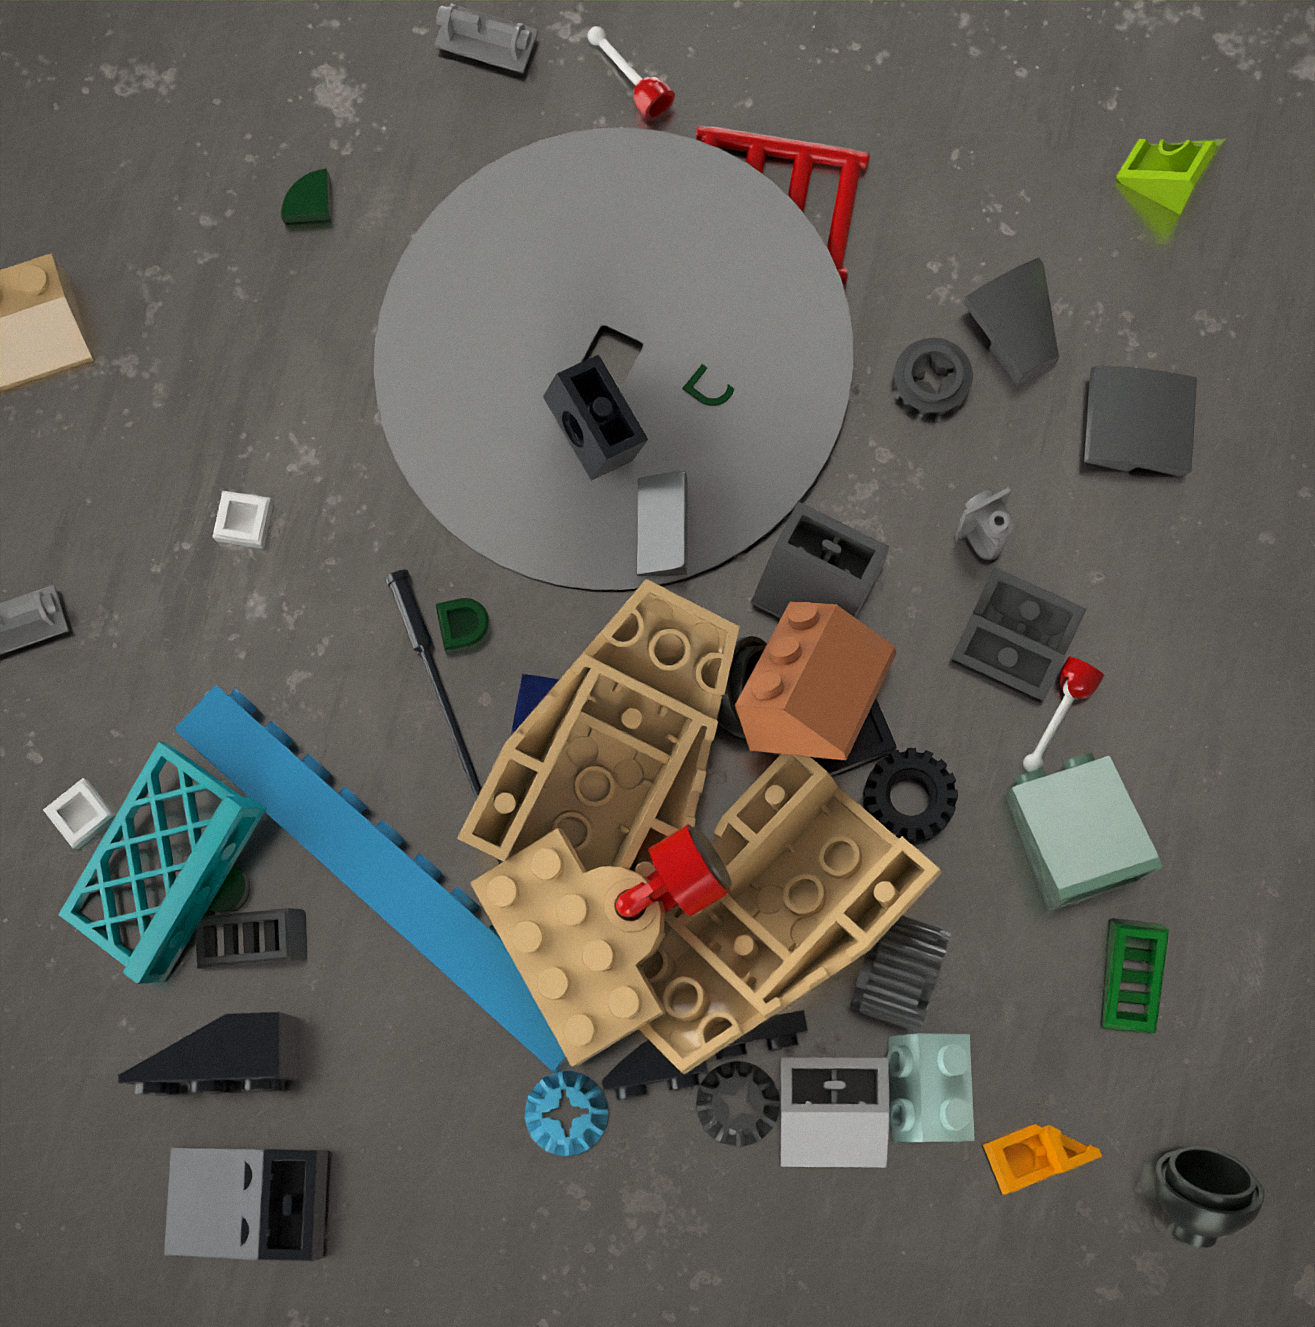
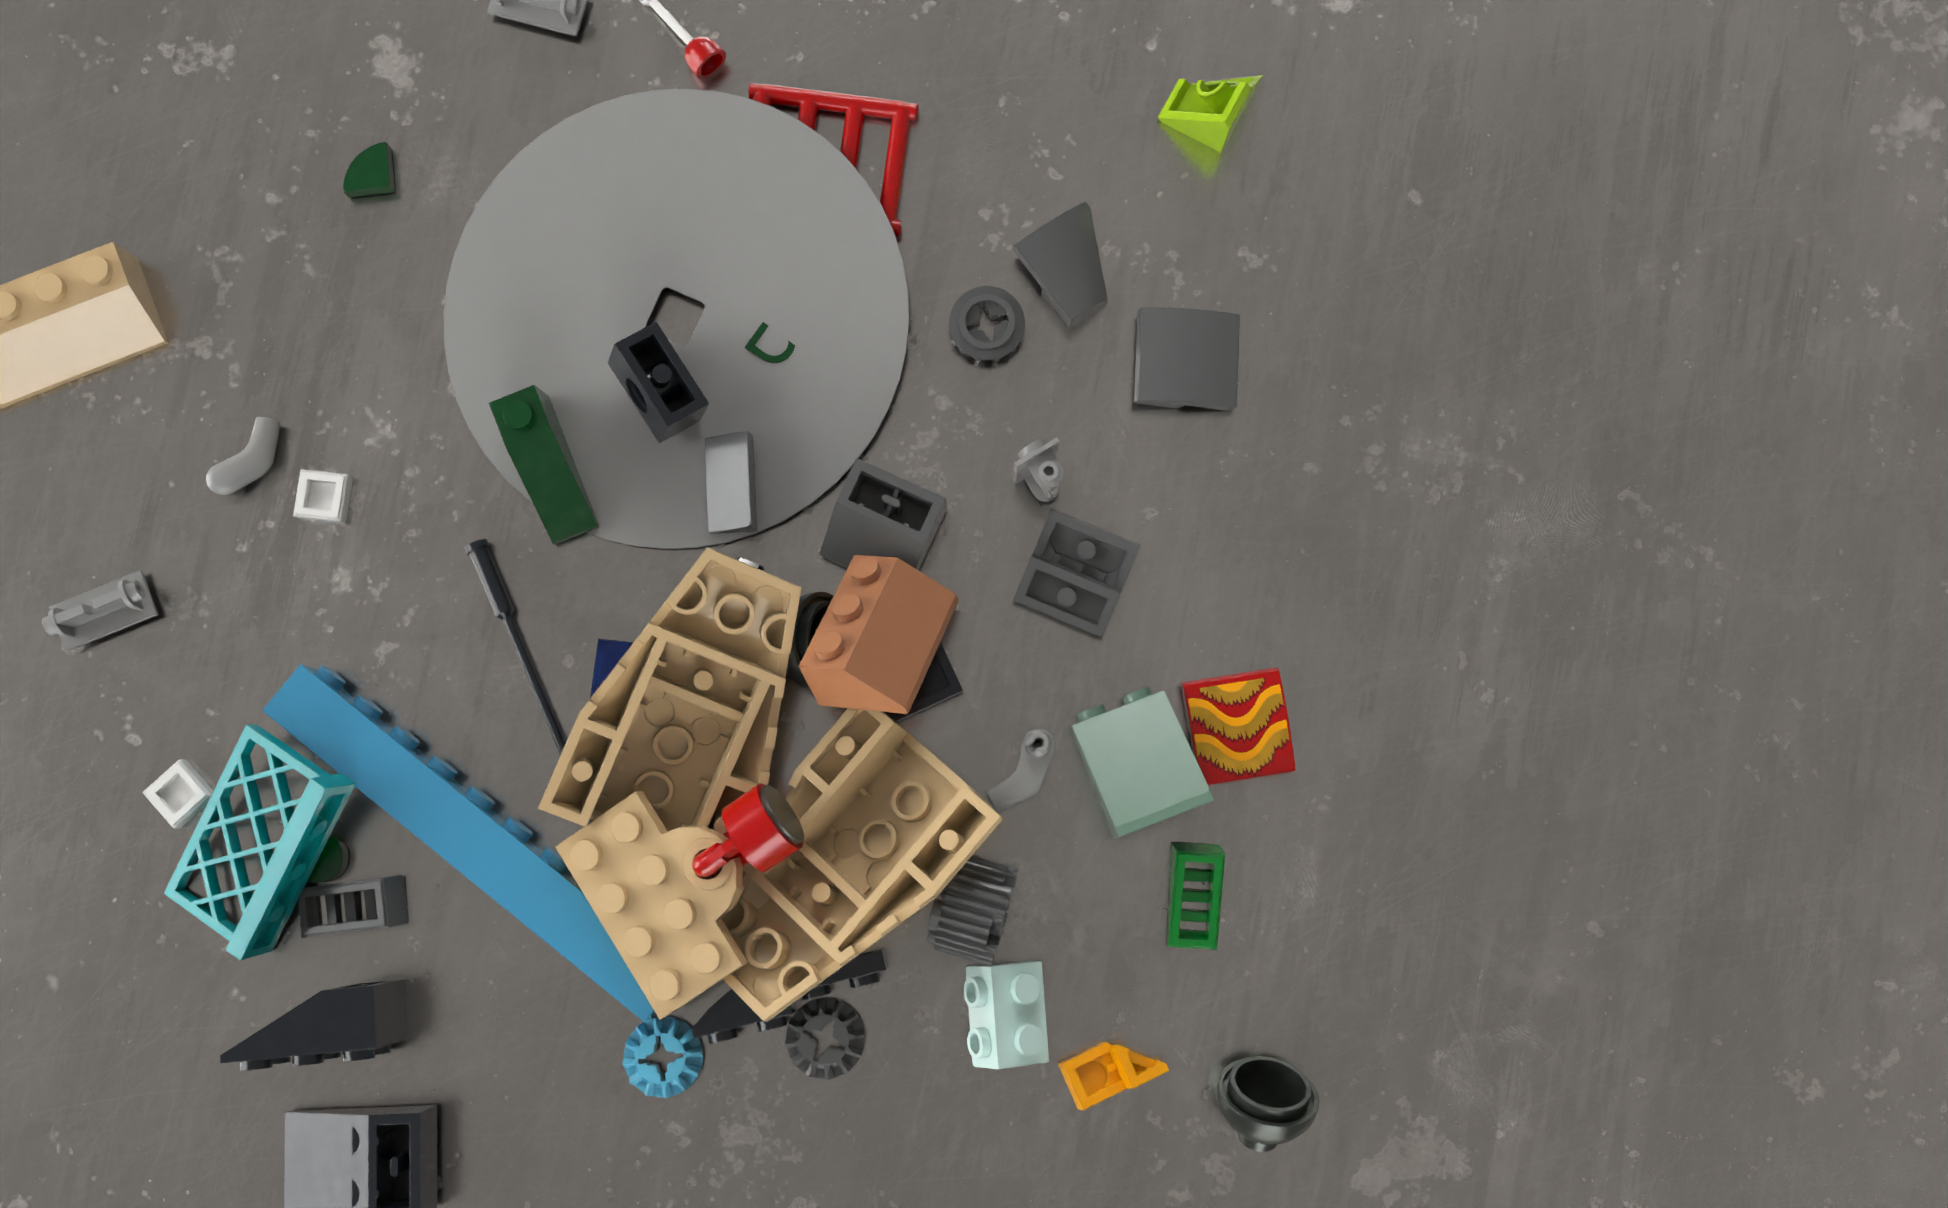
camera: 10 degrees left, 5 degrees up
(171, 482) = (250, 463): none -> light grey arm
(462, 624) = (542, 590): dark green tile -> none
(473, 495) = (544, 462): none -> dark green slope
(834, 1112) = (913, 1043): light grey slope -> none
(927, 770) = (977, 706): black tyre -> none
(965, 833) = (1030, 772): none -> light grey arm
(1077, 681) = (1133, 618): hinge -> none
(1187, 798) = (1239, 725): none -> slope

